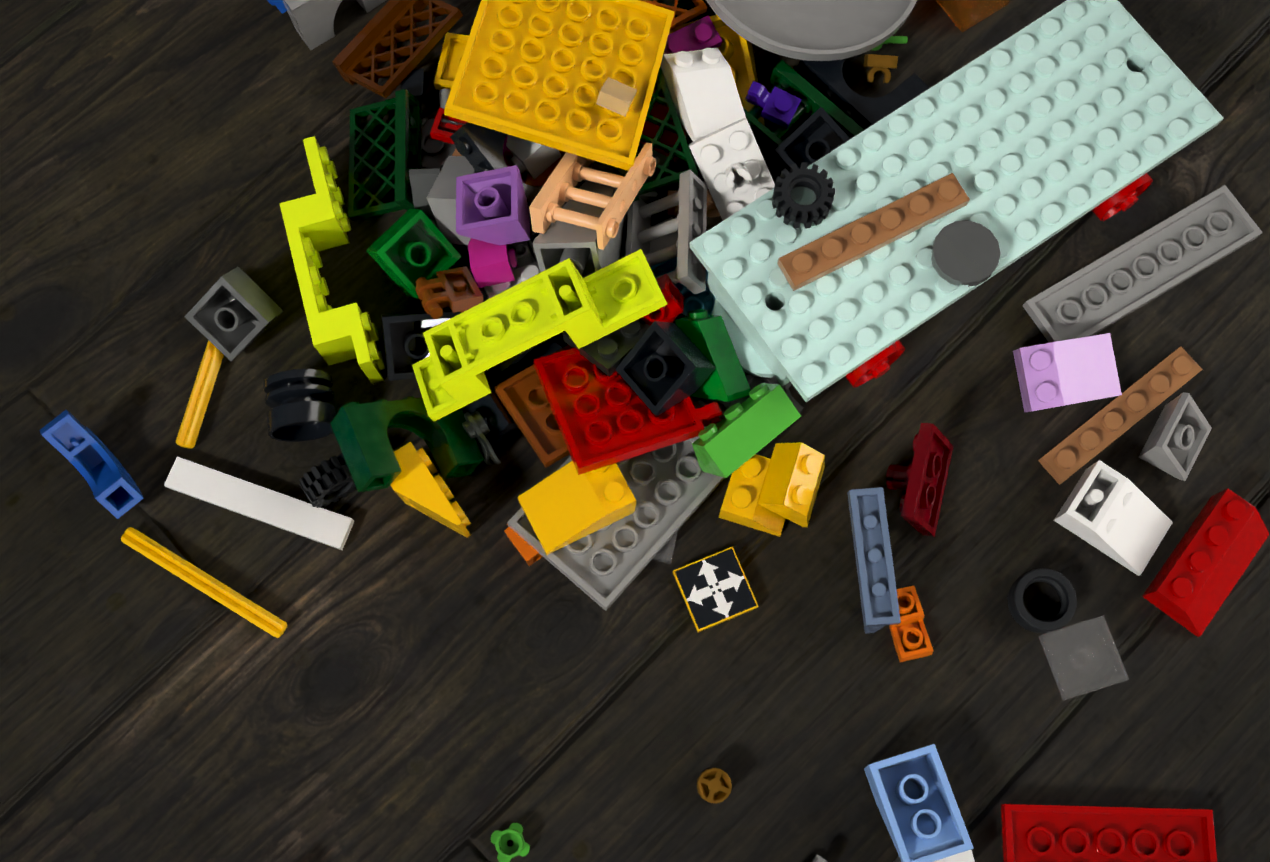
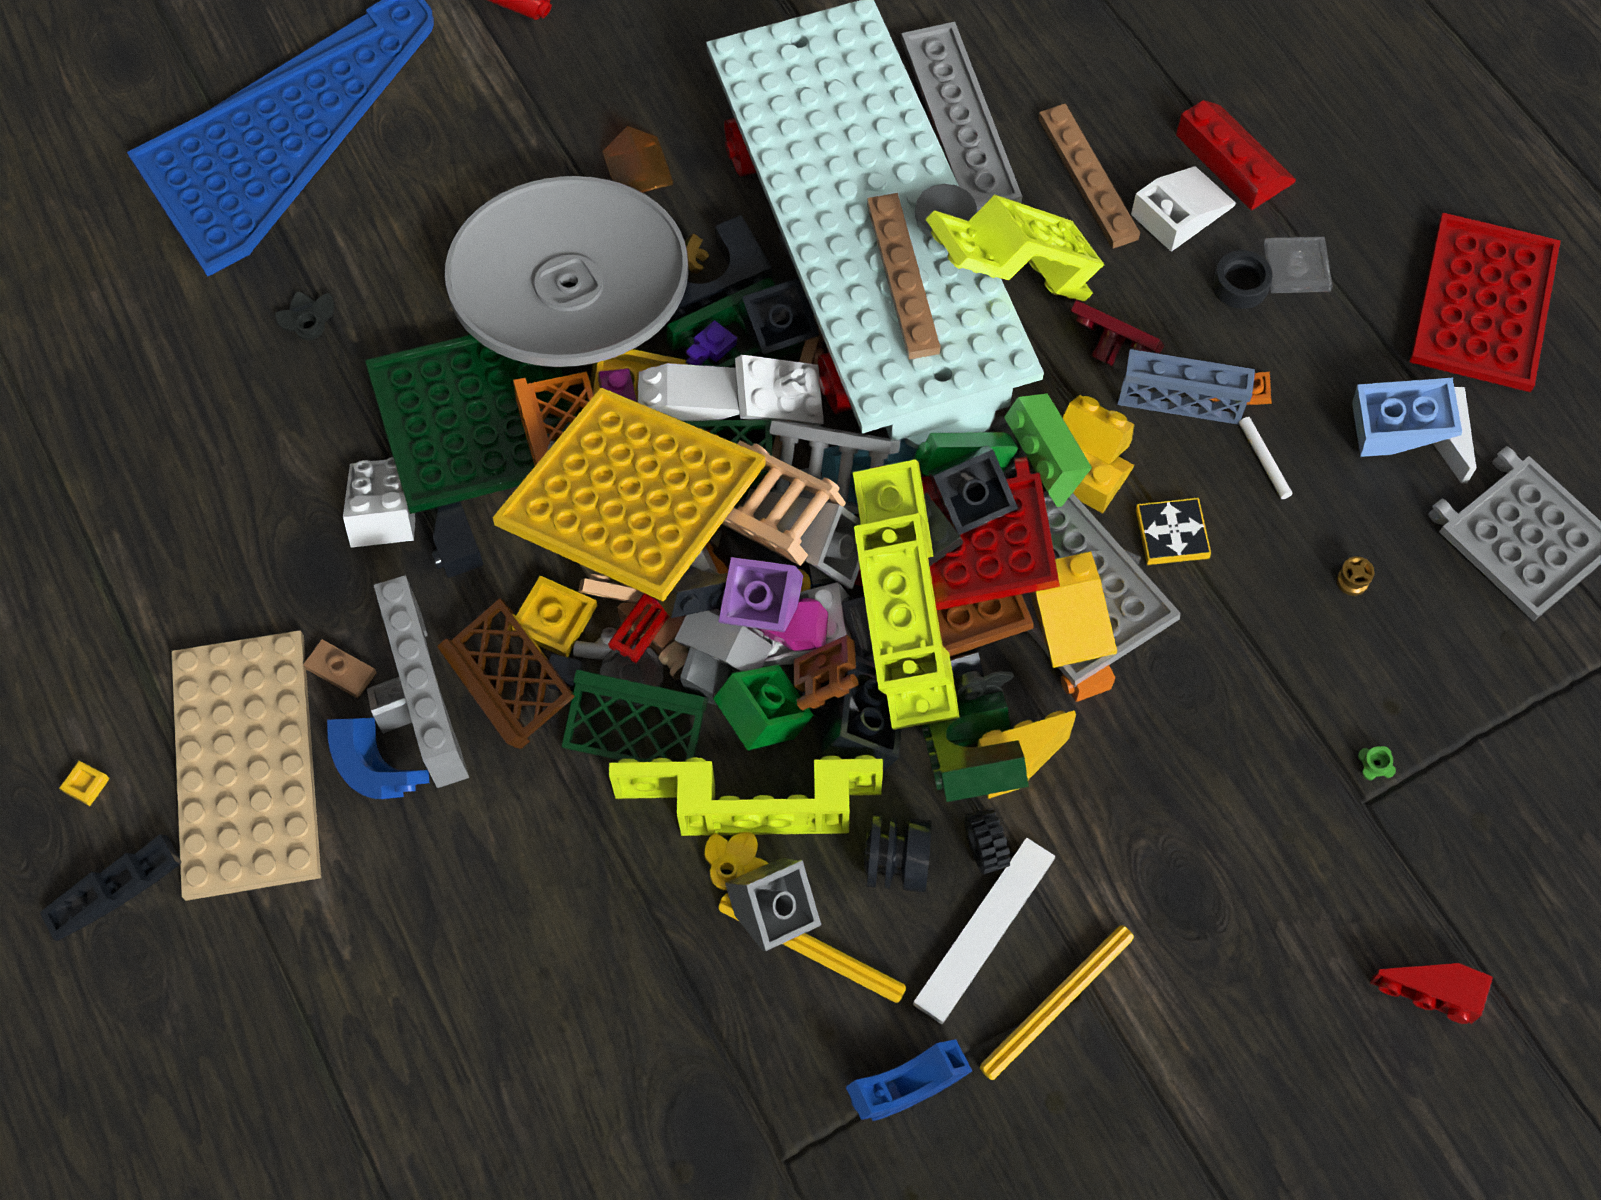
camera: 75 degrees left, 10 degrees down
(280, 275) = (735, 855): none -> yellow plate
(616, 96) = (690, 449): tan slope -> none
(806, 178) = (848, 302): black tyre -> none
(830, 667) = (1265, 458): none -> white bar
(958, 322) = (1011, 234): none -> neon yellow bracket
(1067, 372) = (1047, 186): lavender slope -> none
(1177, 437) = (1119, 142): light grey slope -> none

